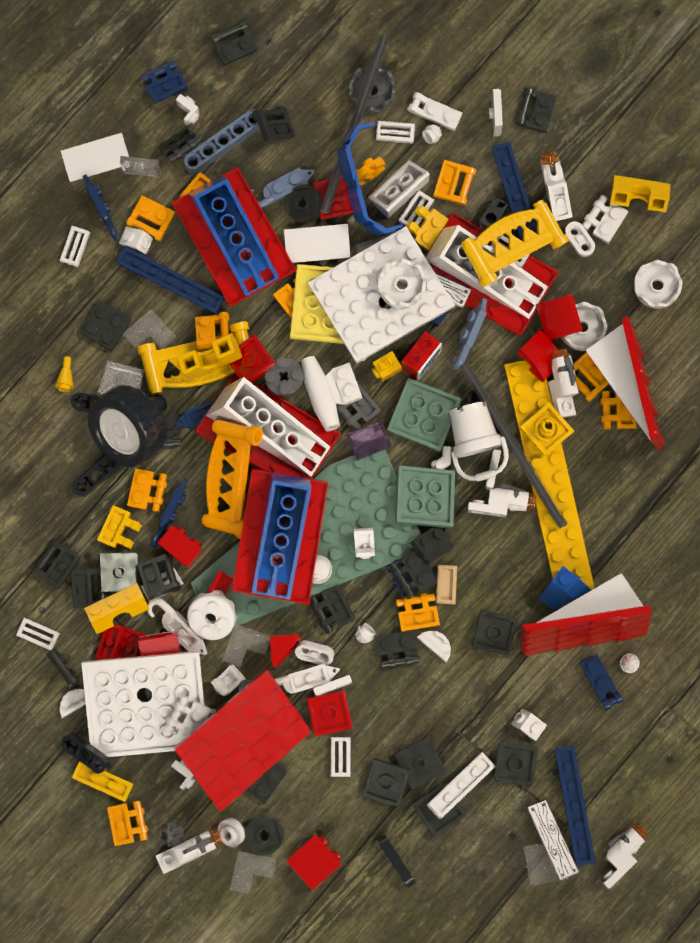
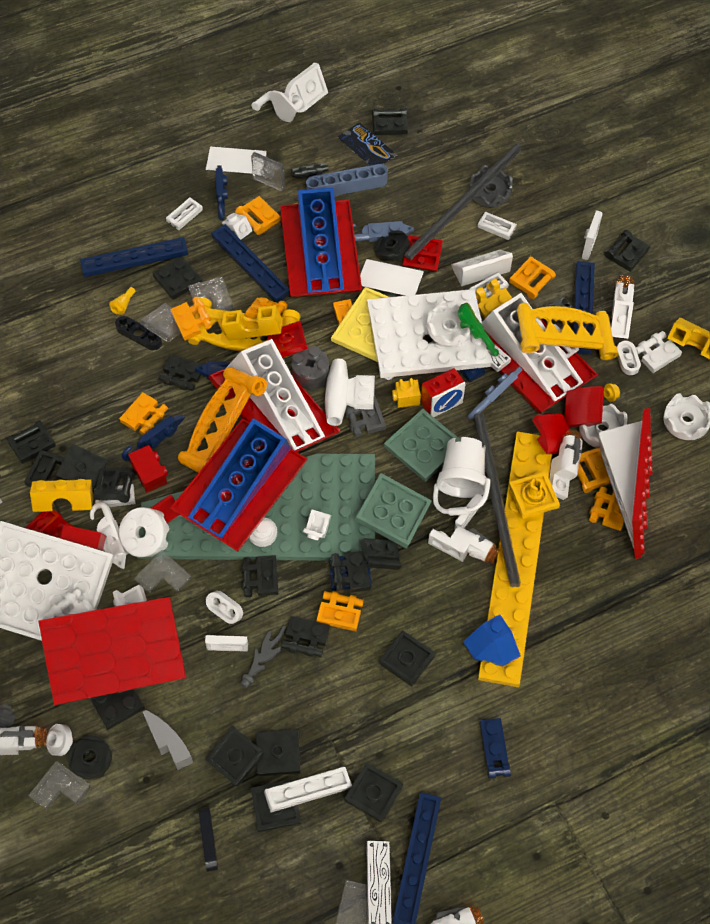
camera: 20 degrees right, 20 degrees down
(51, 320) = (134, 257): none -> dark blue plate
(89, 489) = (94, 394): black beam -> none
(114, 526) = (99, 430): yellow plate -> none
(127, 55) = (298, 96): none -> white plate
(128, 425) = (152, 346): black wheel -> none
(141, 377) = (185, 320): none -> light orange plate
(166, 86) = (319, 127): dark blue plate -> none
(183, 769) = (42, 675): white bracket -> none
(188, 106) = (330, 149): white bracket -> none
(222, 83) = (366, 145): none -> black sticker
(276, 129) = (395, 181): pearl dark grey plate -> none
(281, 648) = (194, 587): red slope -> none
(307, 678) = (199, 626): white plate -> none
(314, 861) = (125, 803): red piece -> none
(322, 793) = (168, 740): none -> light grey slope
(329, 713) = (211, 668): red plate -> none
(340, 774) = (195, 731): white tile -> none
(354, 190) = (444, 278): blue windscreen -> none
(364, 633) = (280, 609): white plate -> none
(369, 440) = (363, 444): clear purple brick -> none
(370, 169) = (459, 239): light orange plate -> none
(371, 680) = (265, 655): none -> dark grey piece
(422, 278) = (469, 320): none -> green piece
(431, 134) = (528, 235): white plate -> none
(435, 111) = (537, 222): white plate -> none
(437, 643) = (346, 647): white tile -> none
(444, 461) = (425, 490): white arm -> none
(446, 584) = (379, 598): tan tile -> none
(528, 724) = (404, 758): white bracket -> none
(577, 285) = (611, 392): none -> yellow plate
(593, 619) = (511, 676): red piece -> none
(629, 663) = (531, 741): white plate -> none

